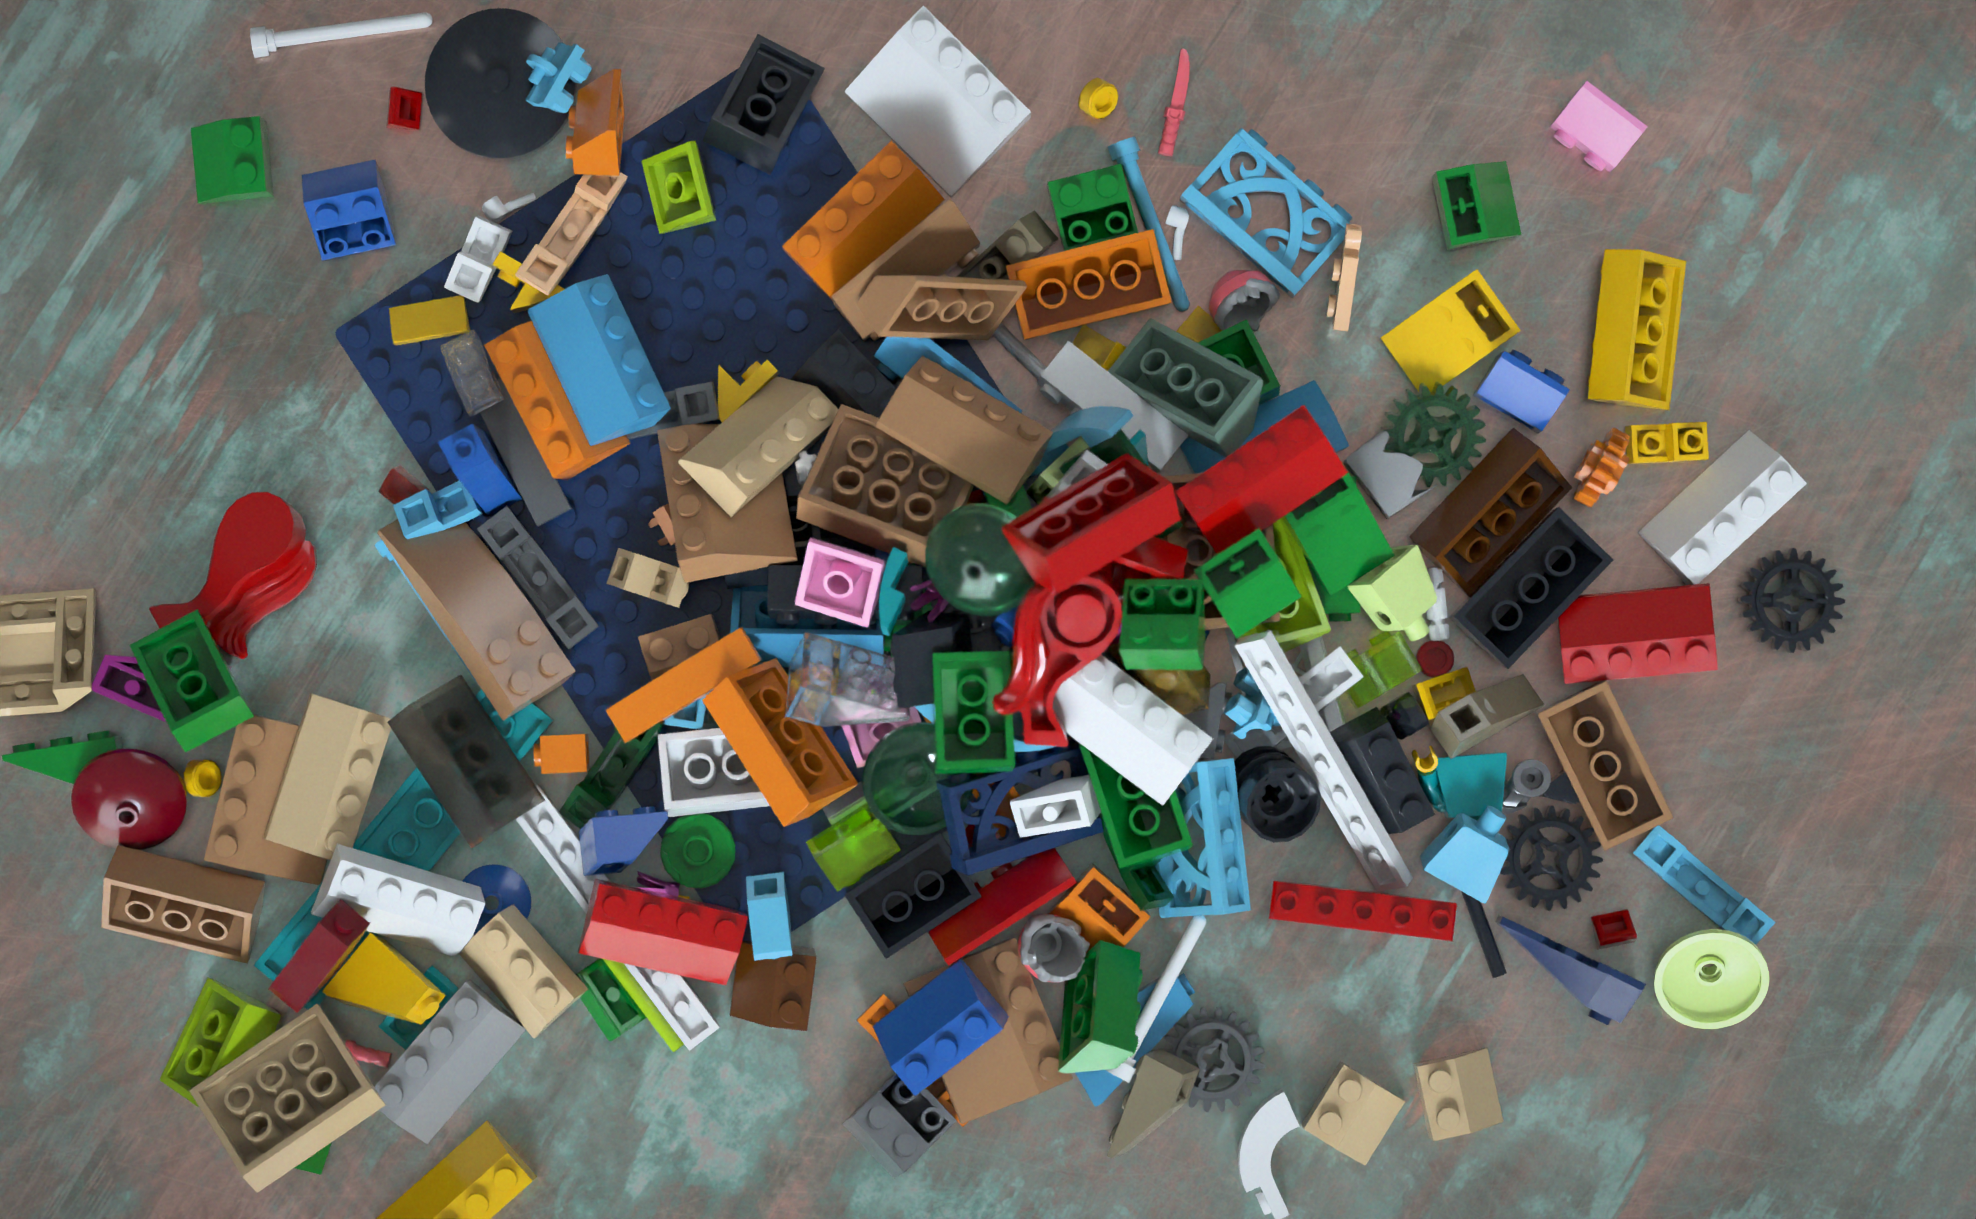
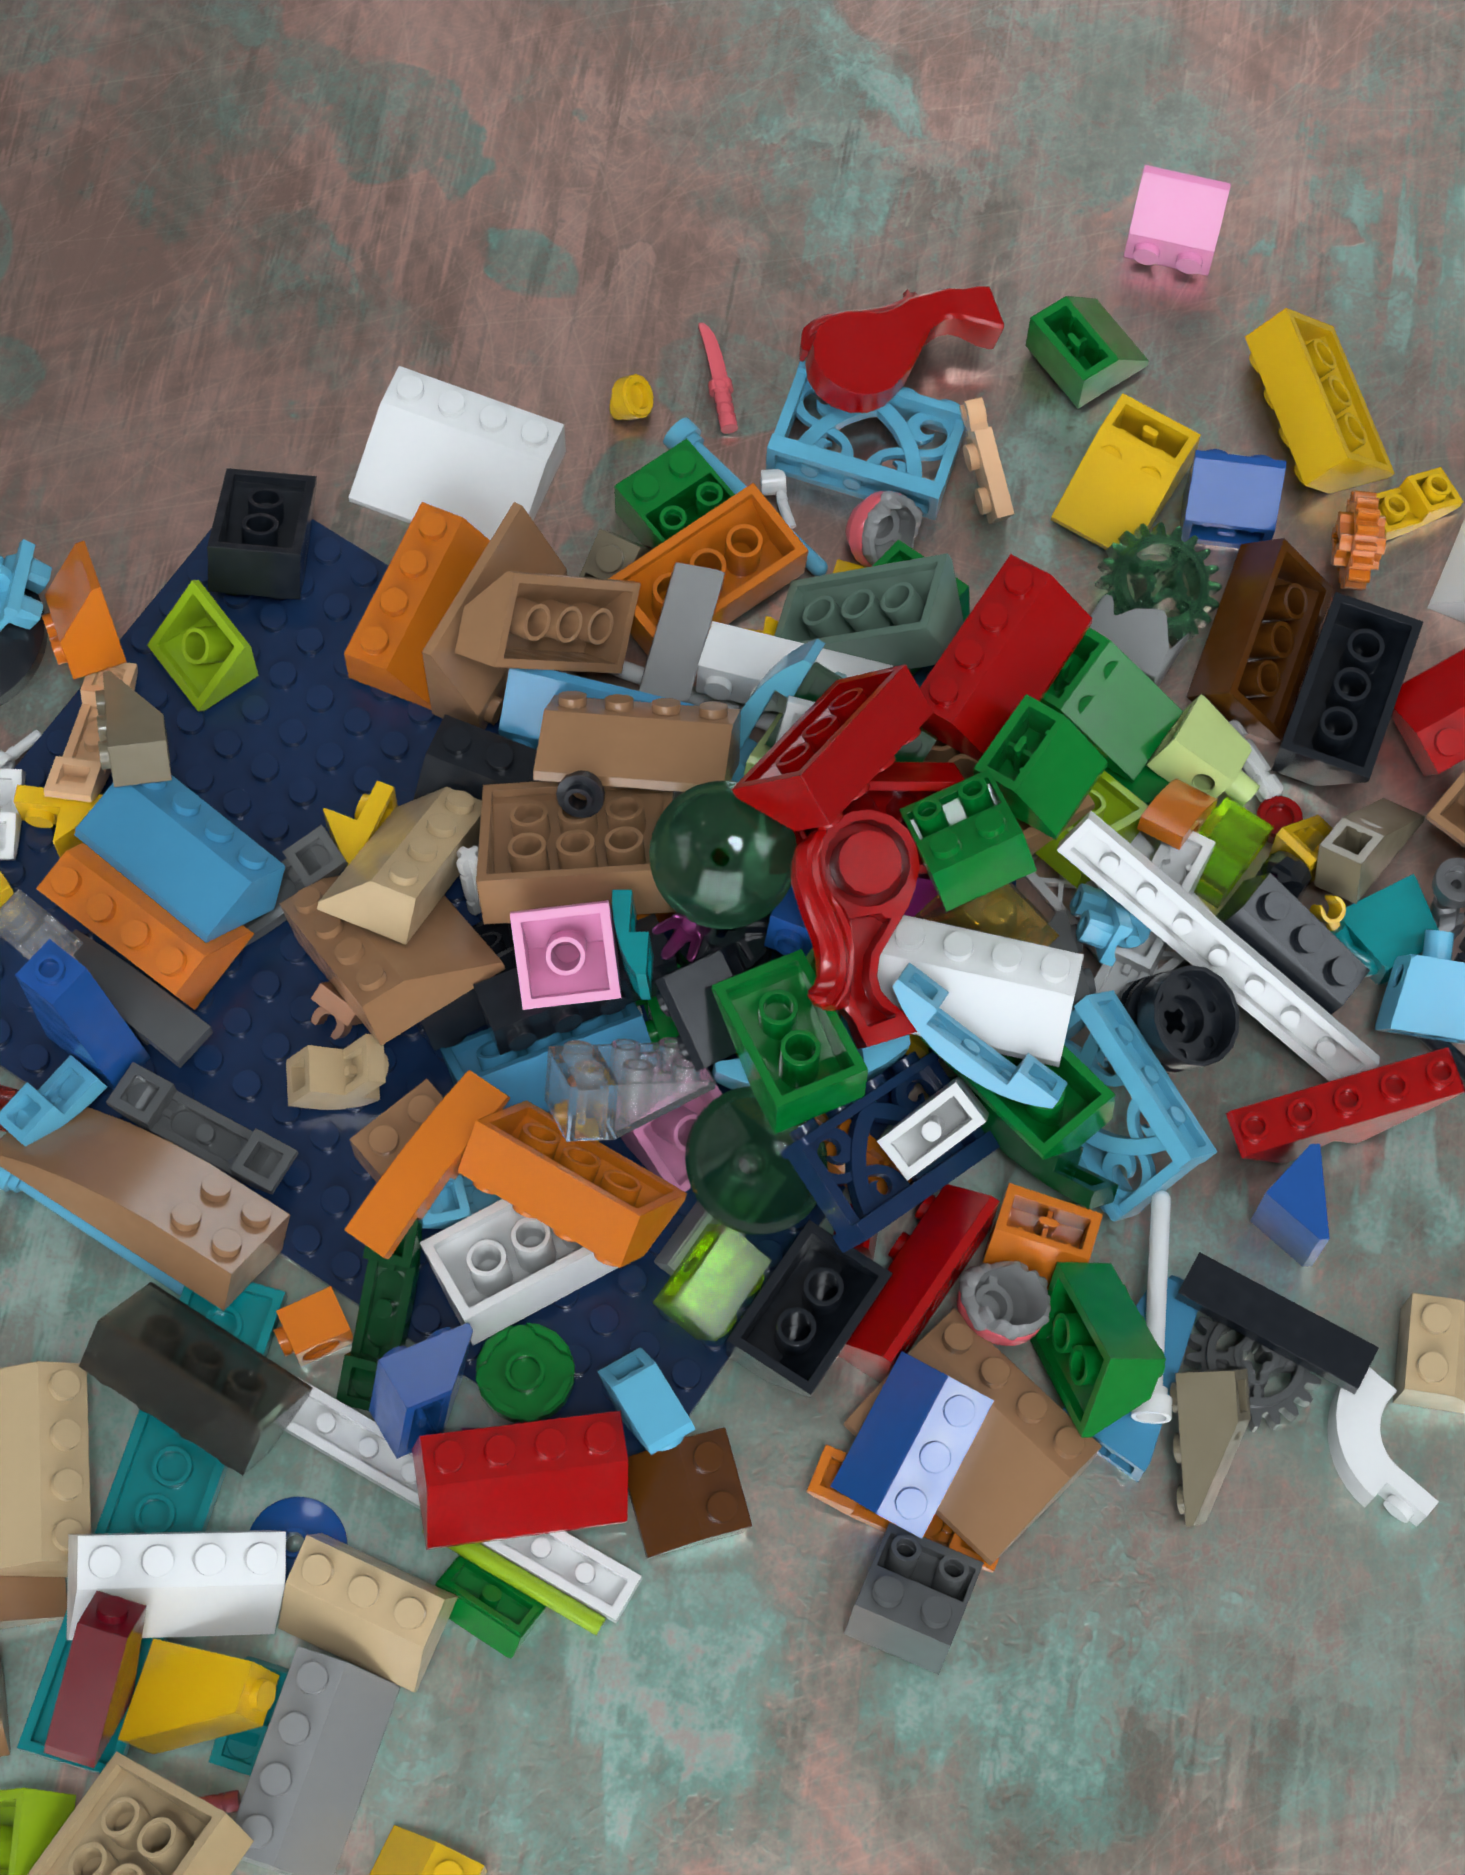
camera: 25 degrees left, 20 degrees down
(599, 257) = (130, 735): none -> dark tan slope
(904, 455) = (585, 784): none -> black plate
(1042, 337) = (681, 631): none -> light grey slope
(1098, 774) = (1026, 1083): none -> medium azure slope
(1236, 1045) = (1277, 1323): none -> black tile
(1293, 965) = (1296, 1210): none -> blue slope
(1300, 142) = (867, 354): none -> red animal
(1348, 639) = (1176, 813): none -> orange slope

